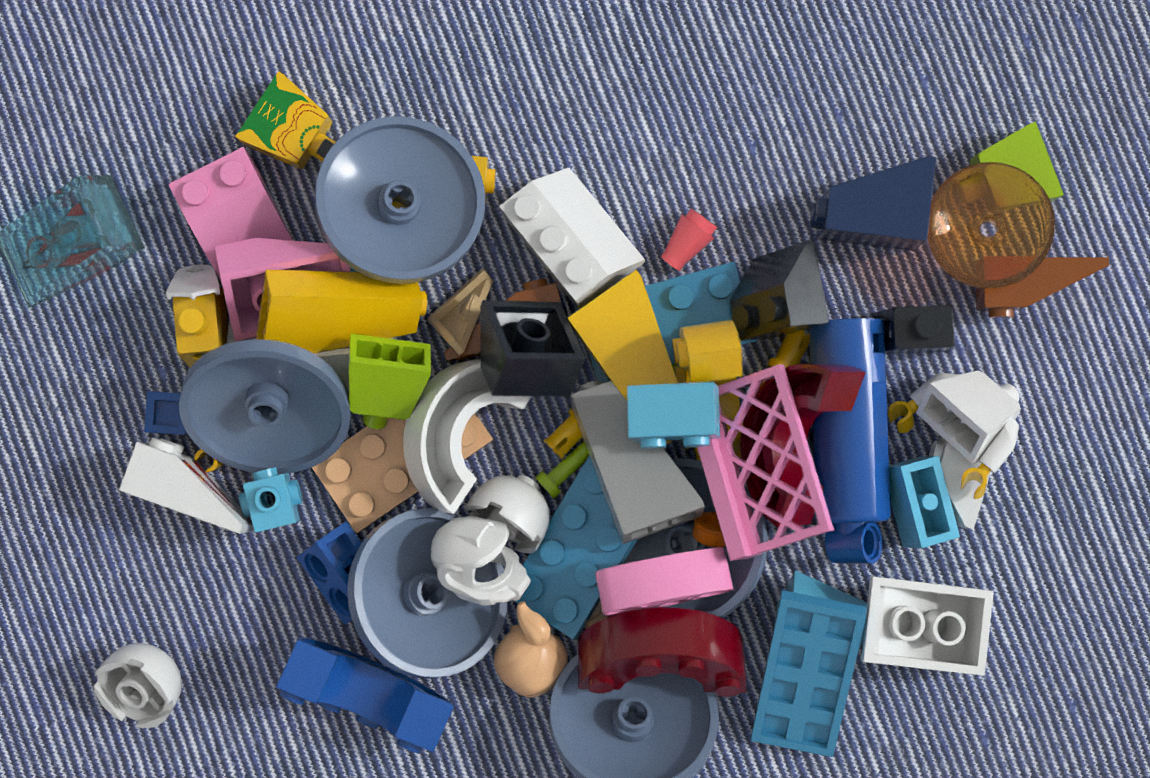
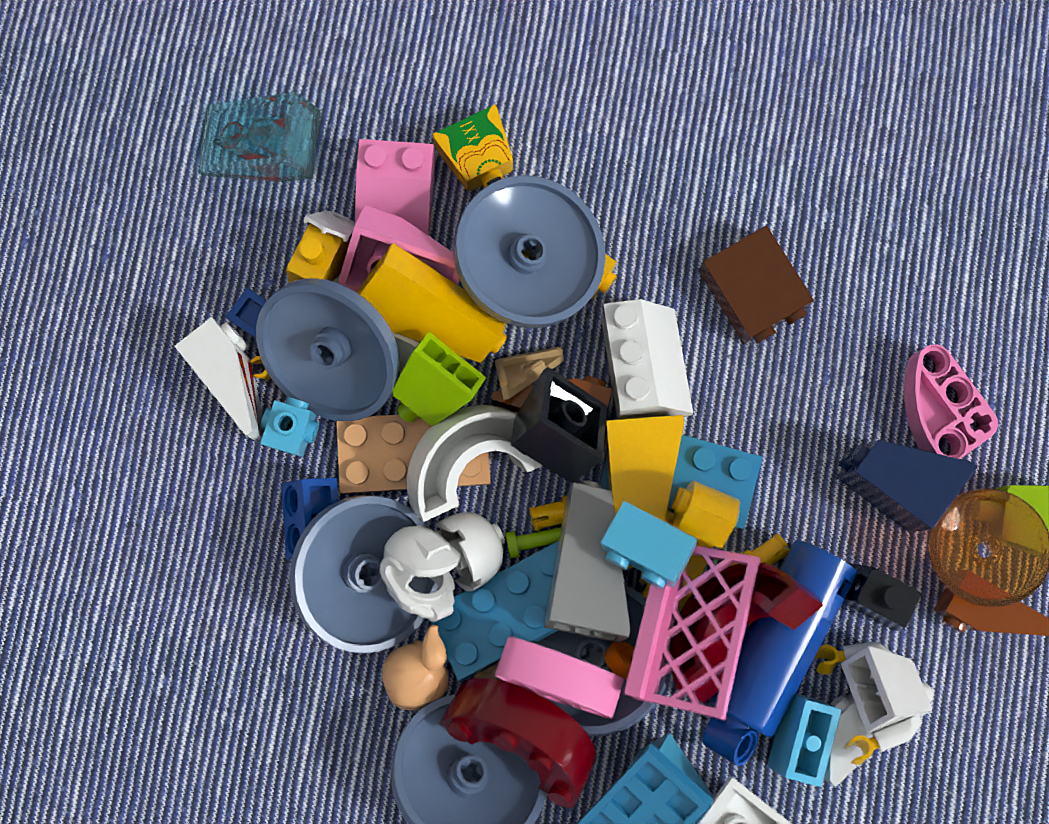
camera: 30 degrees right, 5 degrees down
(139, 684) = (98, 509): white cylinder -> none
(367, 688) = (269, 615): blue brick -> none
(634, 100) = (756, 286): none -> reddish brown brick
(688, 239) = (736, 417): coral cone -> none
(780, 294) = (787, 503): black slope -> none
(873, 125) = (934, 415): none -> bright pink beam

